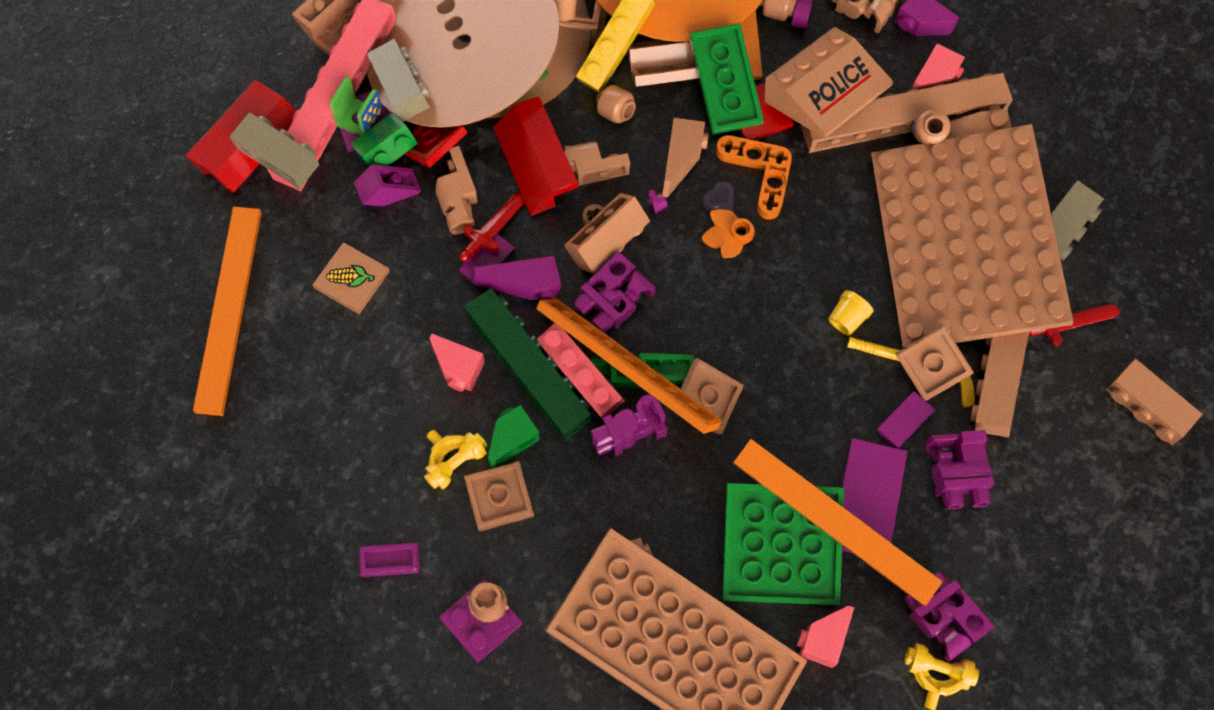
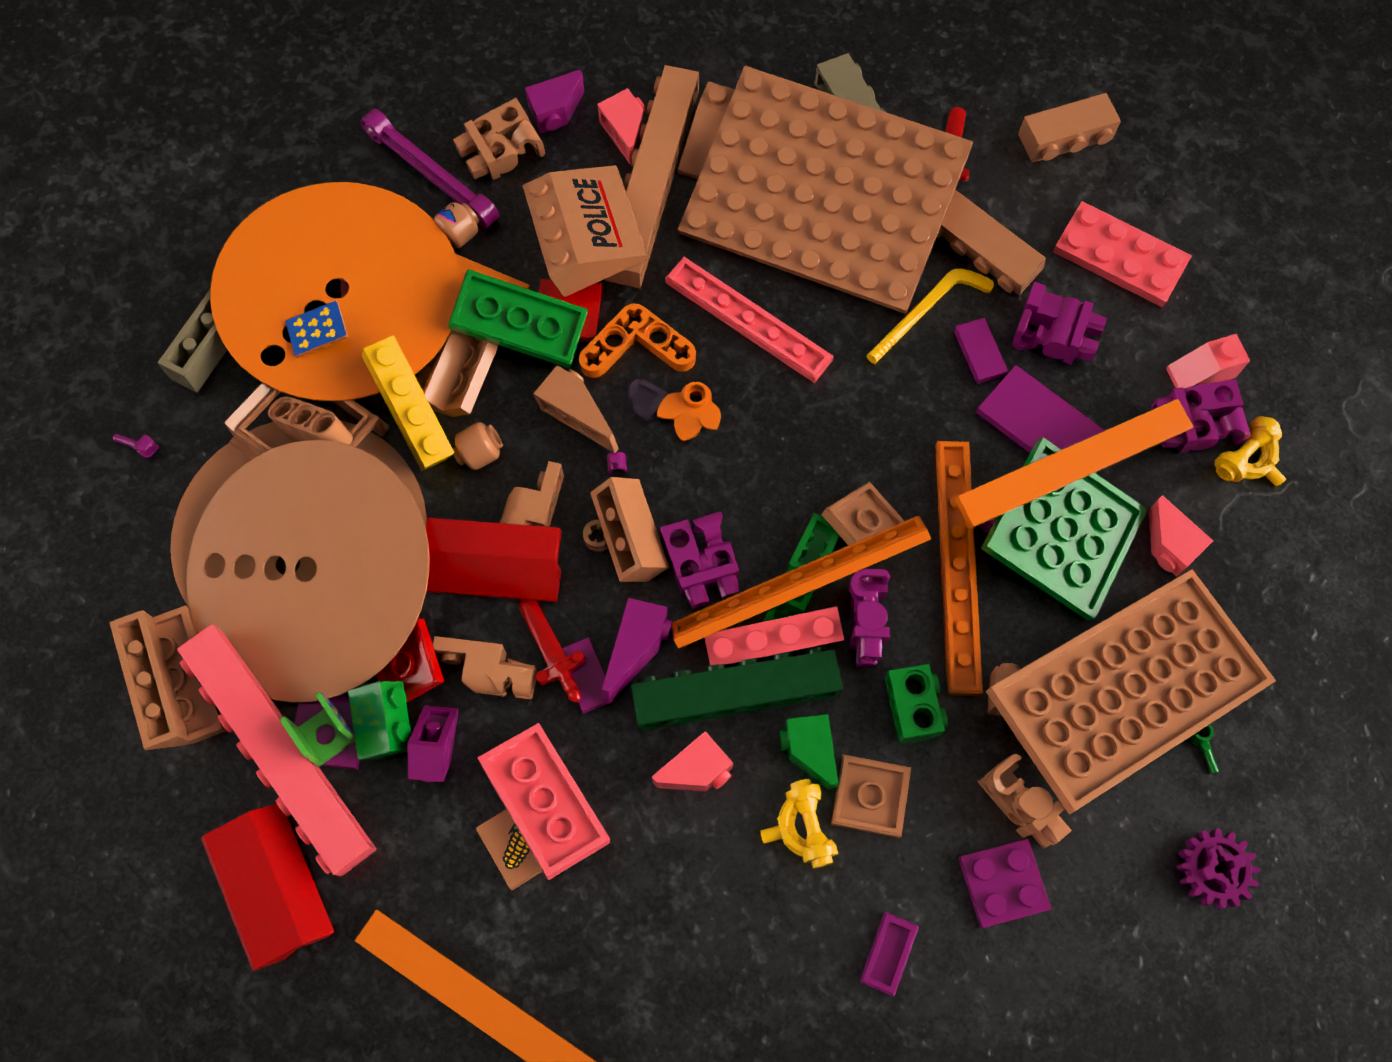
camera: 60 degrees left, 0 degrees up
(275, 149) = (320, 851): dark tan brick -> none
(381, 274) = (543, 801): none -> coral plate
(399, 79) = (312, 661): brick -> none
(487, 602) = (996, 864): nougat piece -> none
(543, 602) = (1026, 807): none -> nougat hips
(577, 489) = (906, 704): none -> green brick
(705, 484) = (958, 573): none -> orange tile
(828, 239) = (749, 319): none -> coral tile
(850, 312) = (844, 339): yellow piece -> none
(934, 363) = (940, 290): nougat tile -> none
(939, 130) = (690, 157): nougat head -> none
(1000, 604) = (1210, 363): none -> coral slope
(1063, 496) = (1122, 254): none -> coral plate

